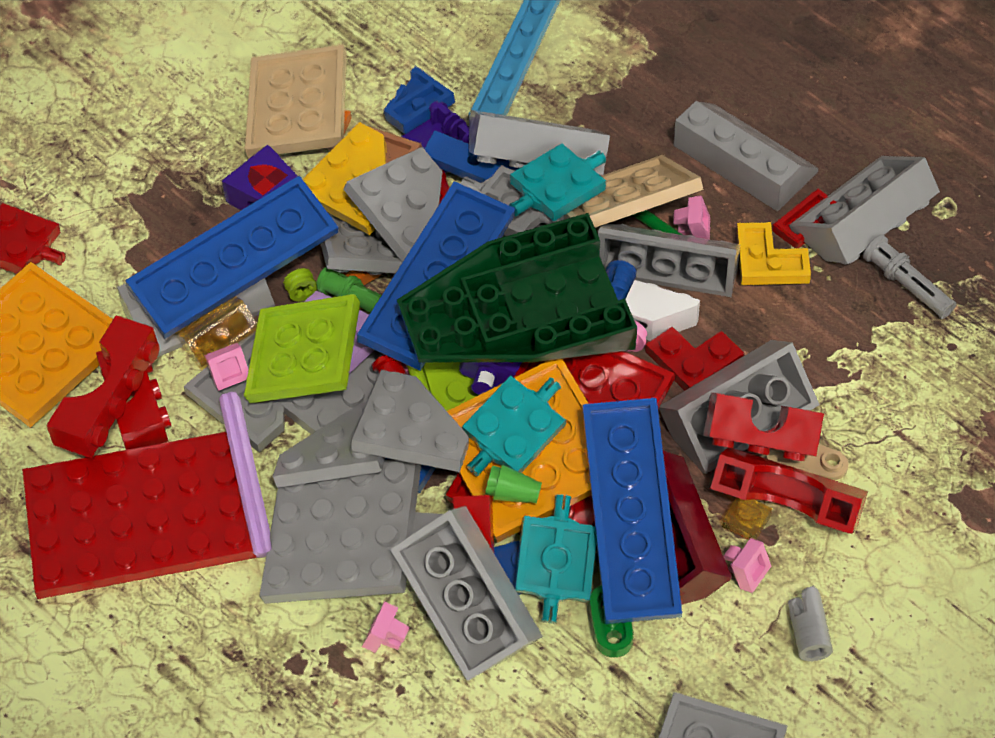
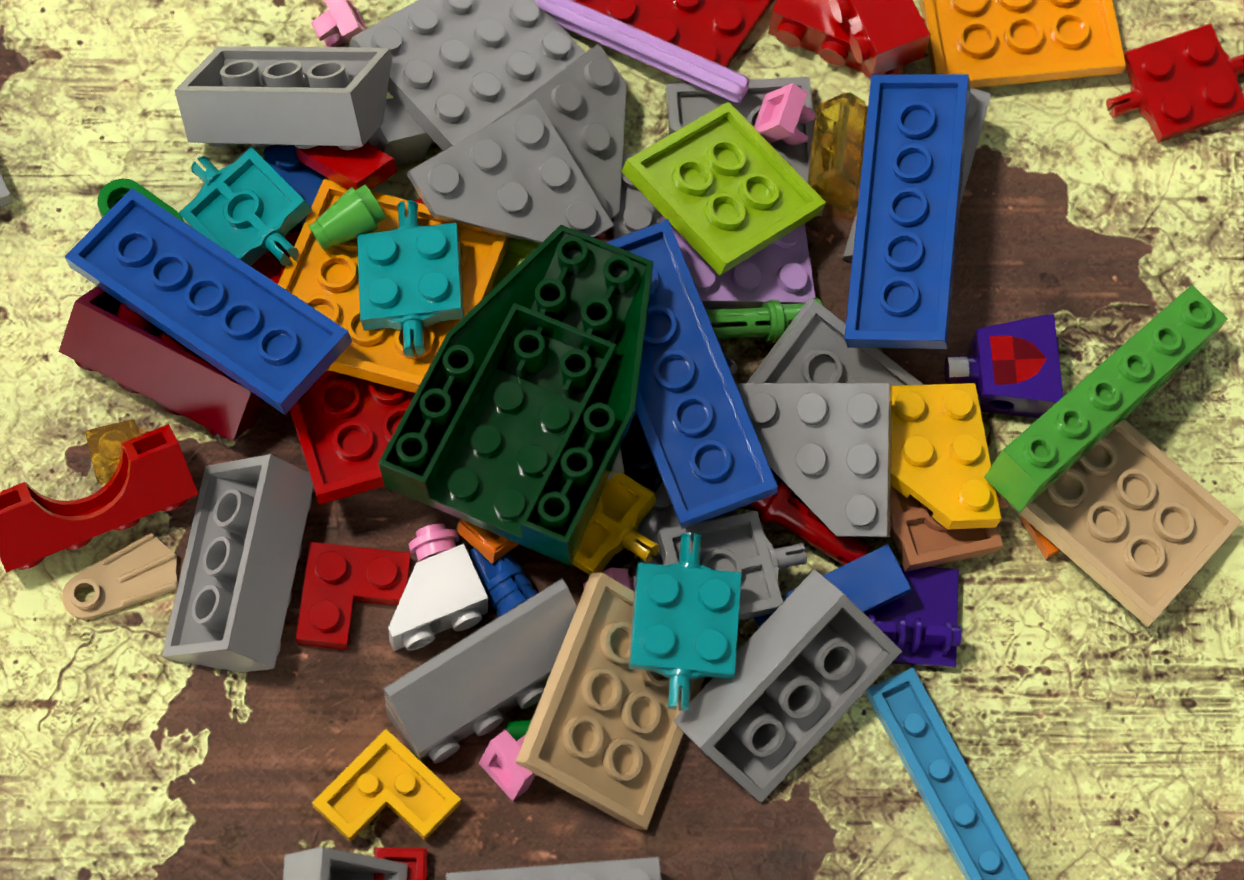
camera: 125 degrees right, 15 degrees up
(248, 125) = (1104, 398): none -> bright green brick
(300, 284) = (836, 292): lime bush -> none
(413, 101) = (995, 638): blue wing -> none
(748, 564) = (61, 388): bright pink tile -> none
(794, 433) = (140, 547): red arch -> none

